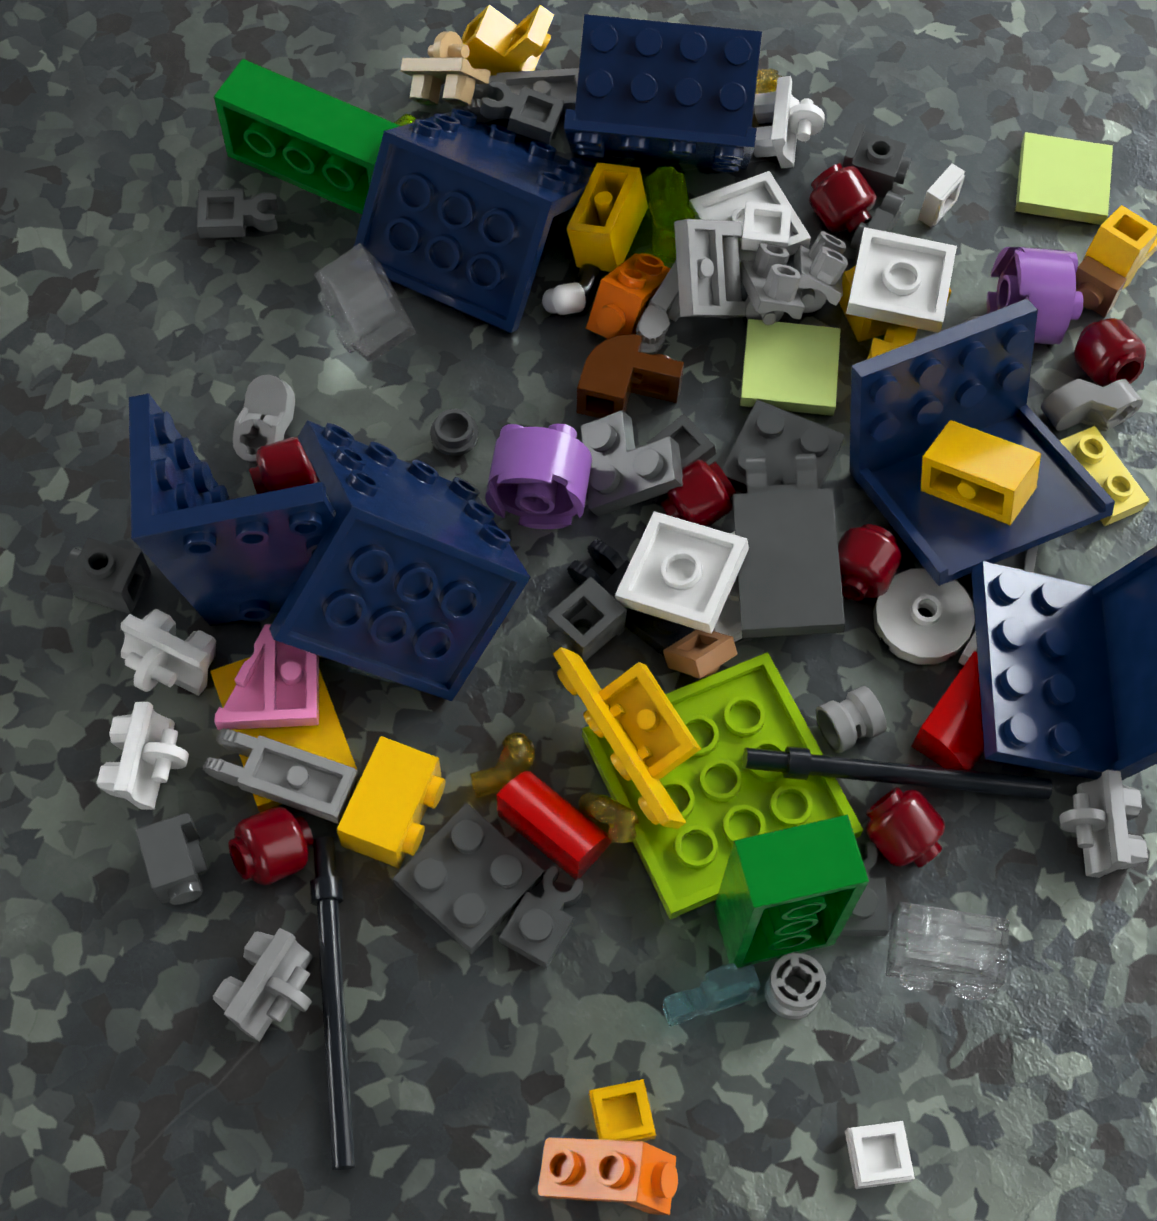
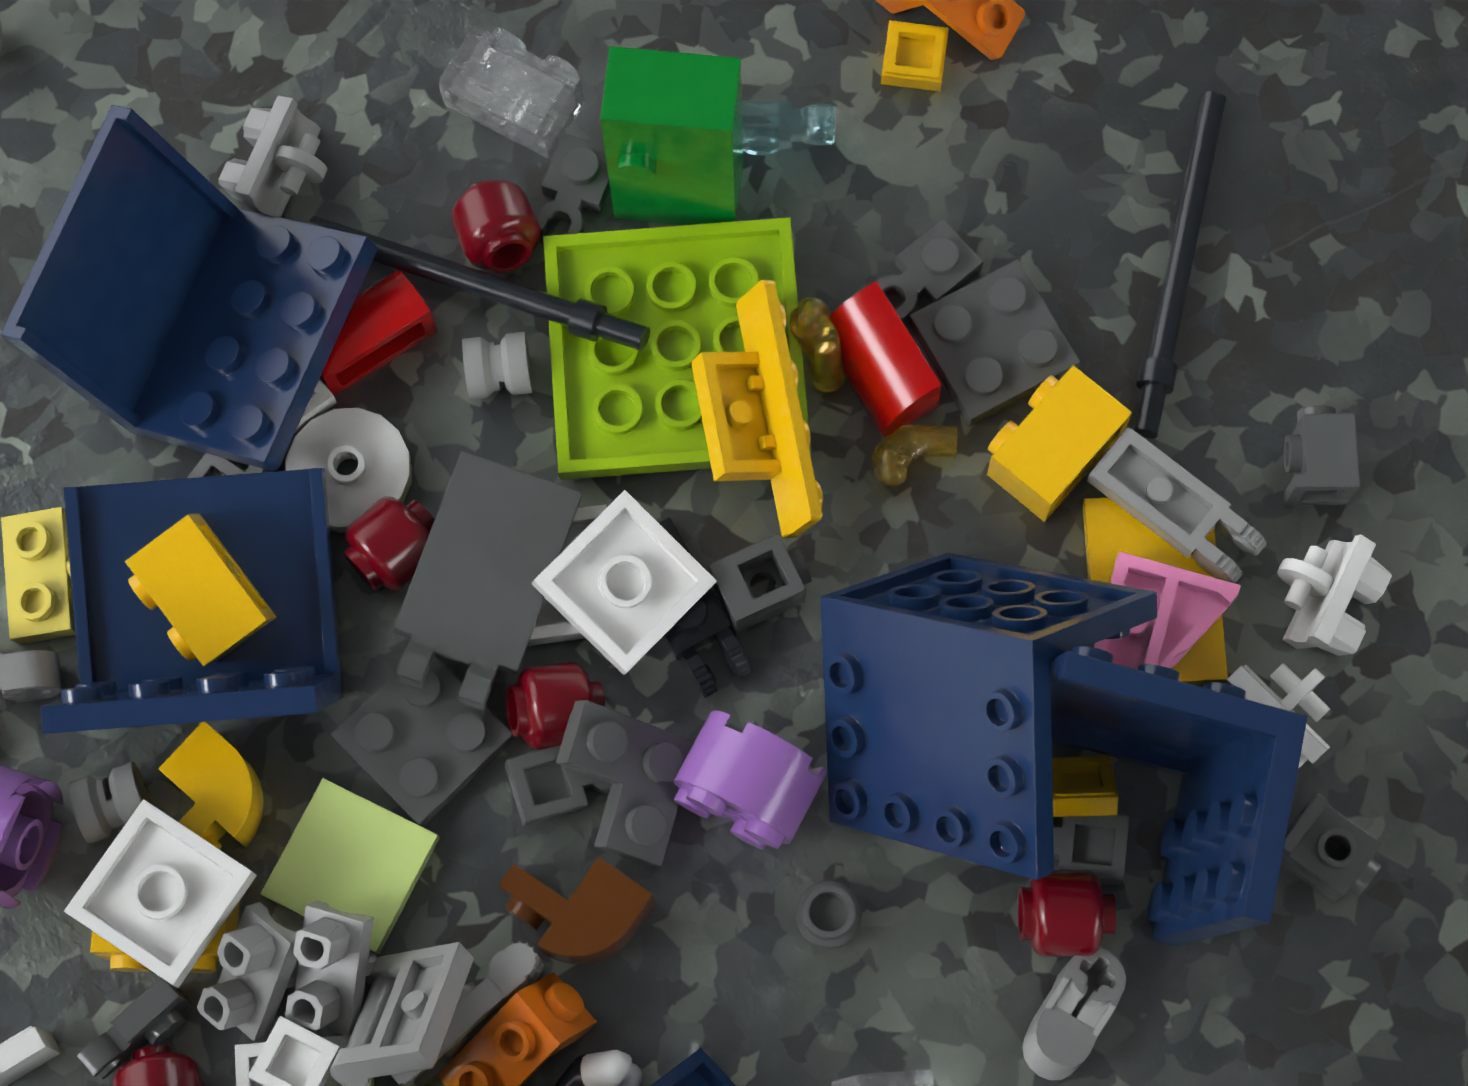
camera: 155 degrees left, 10 degrees up
(270, 845) = (1208, 435): dark red head -> none
(270, 986) = (1270, 276): light grey hips -> none
(700, 653) = (646, 484): medium nougat plate -> none

